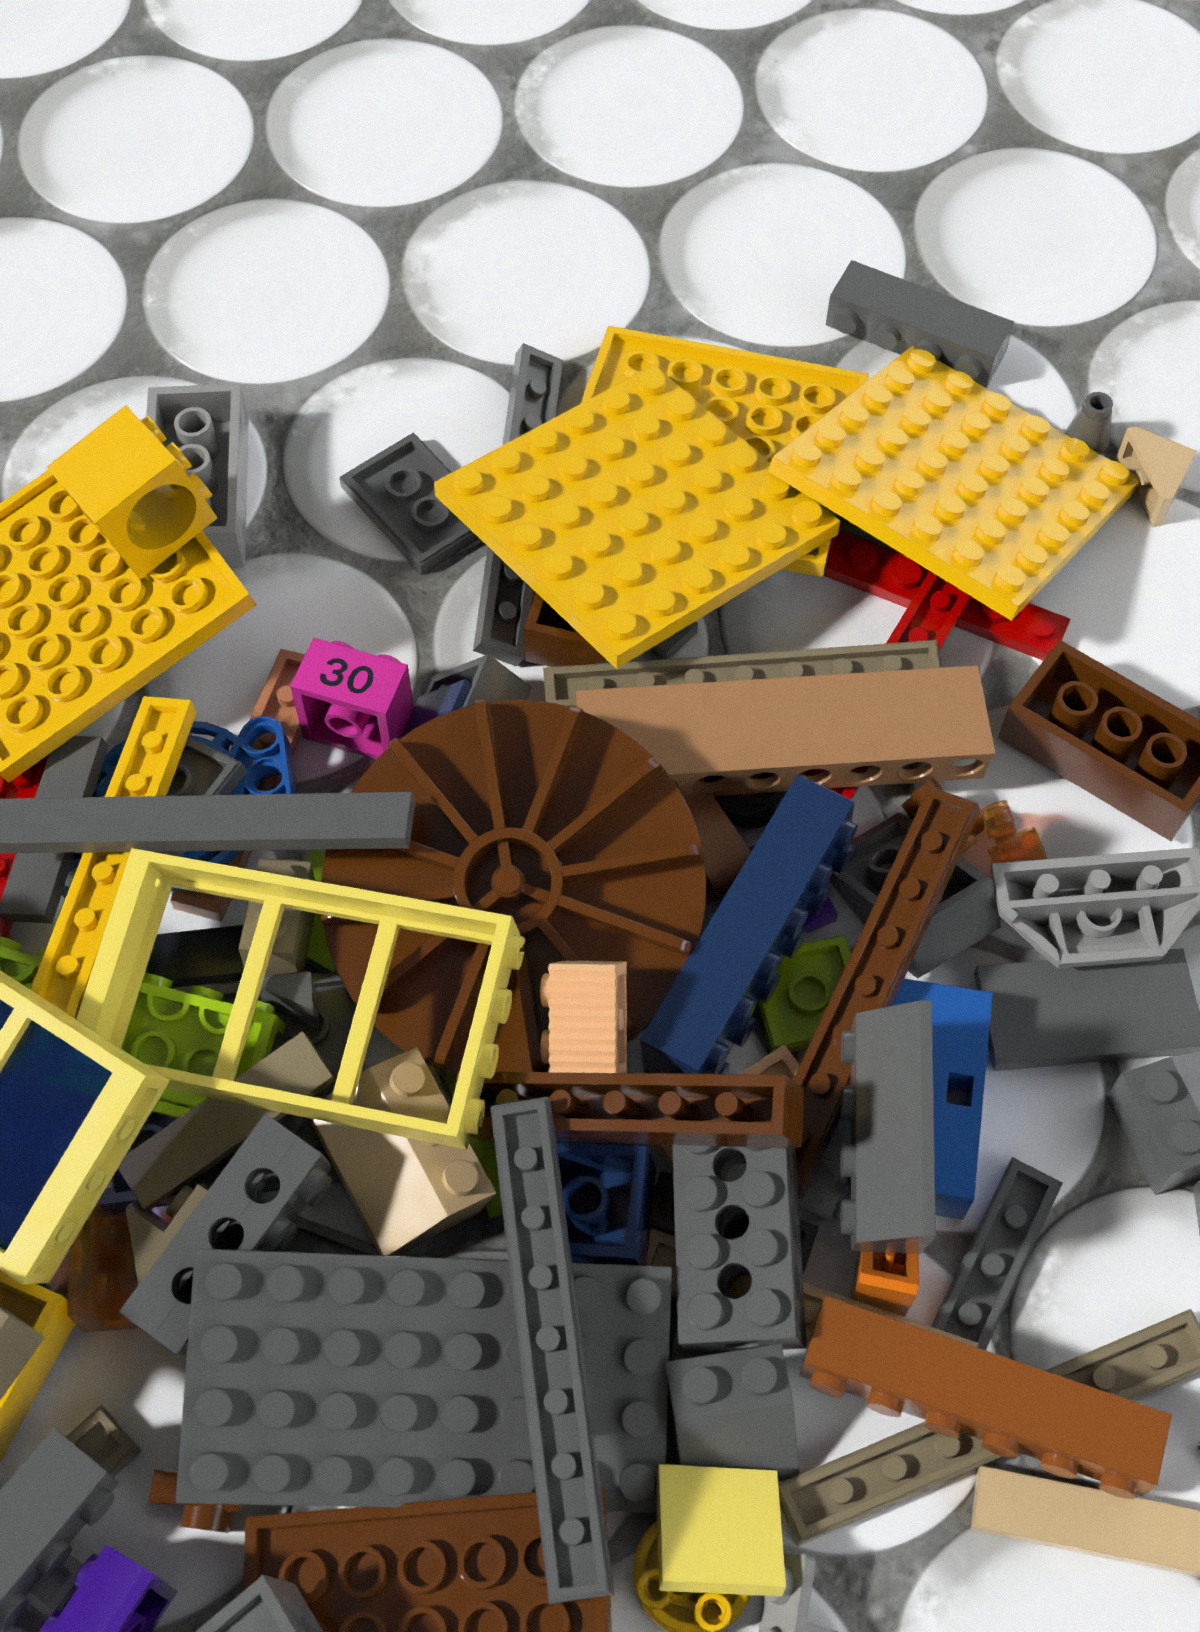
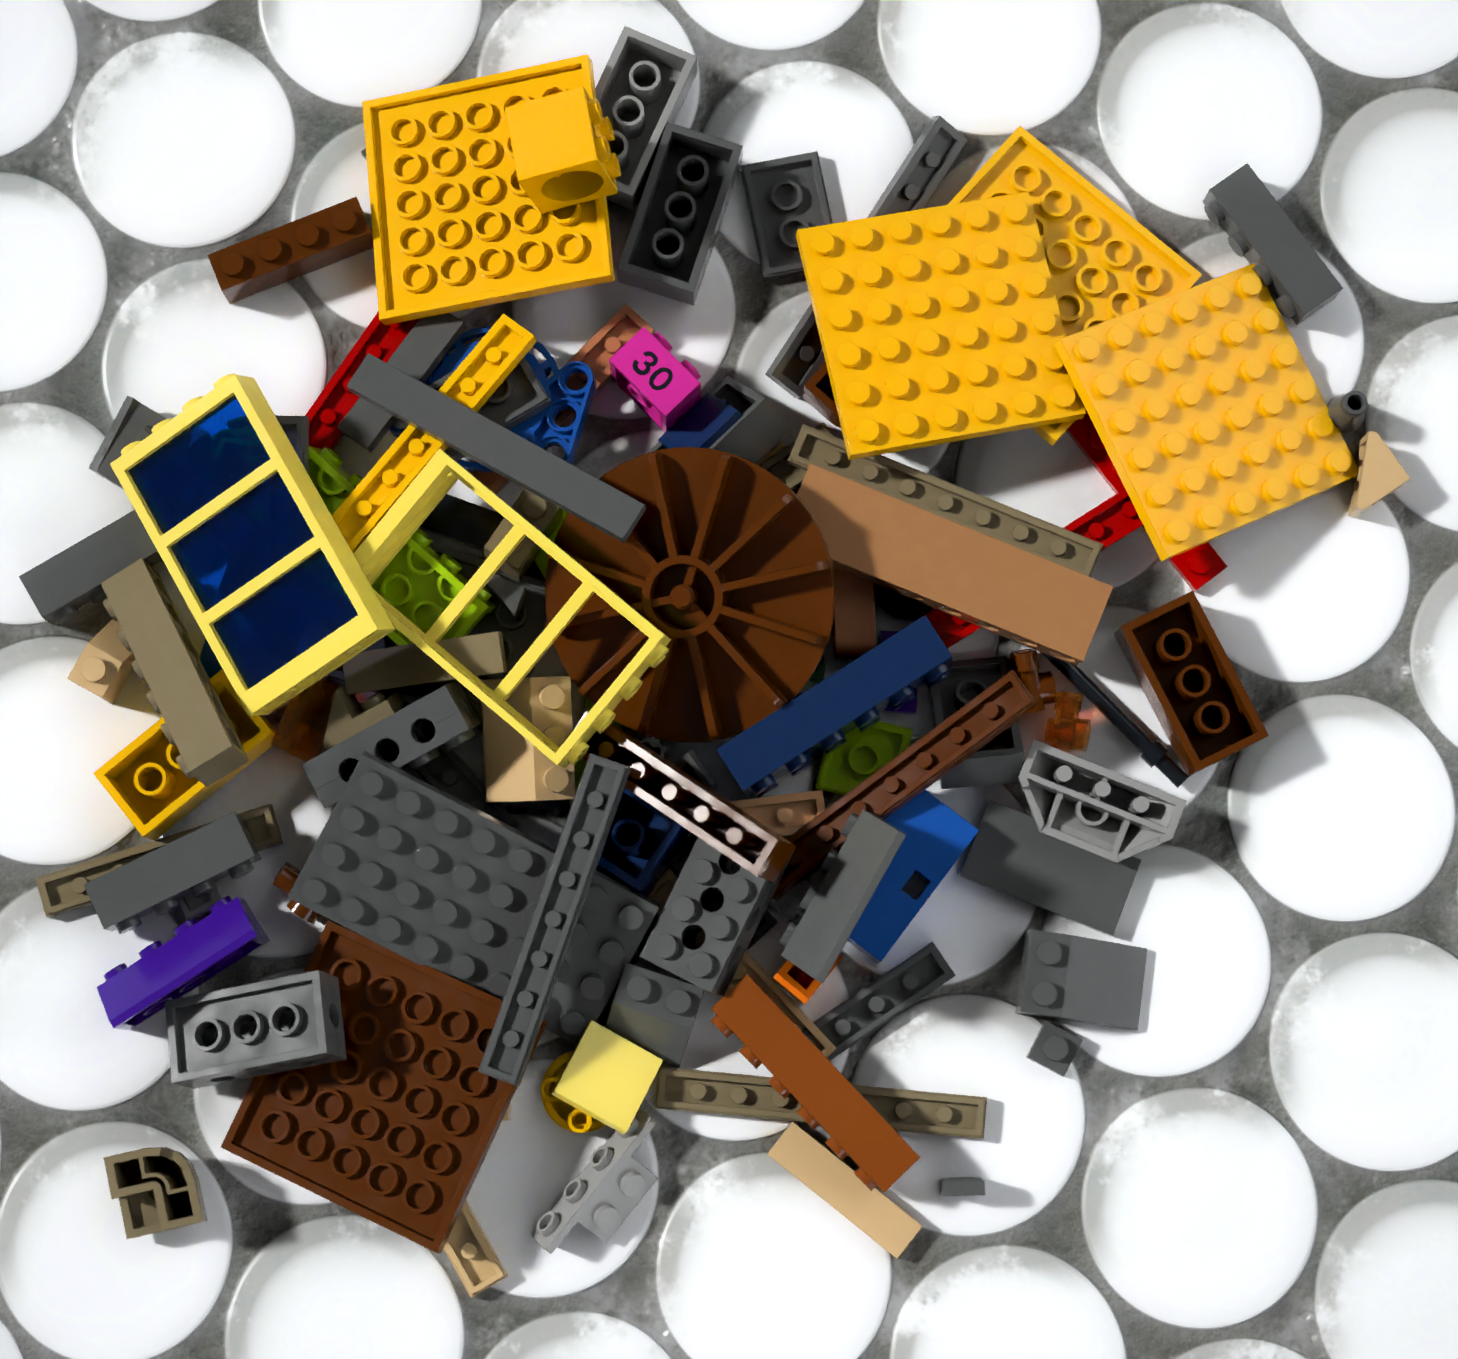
camera: 25 degrees right, 20 degrees up
(297, 539) = (680, 213): none -> dark grey brick
(585, 1017) = (685, 720): light nougat brick -> none
(1118, 833) = (1153, 752): none -> black bar

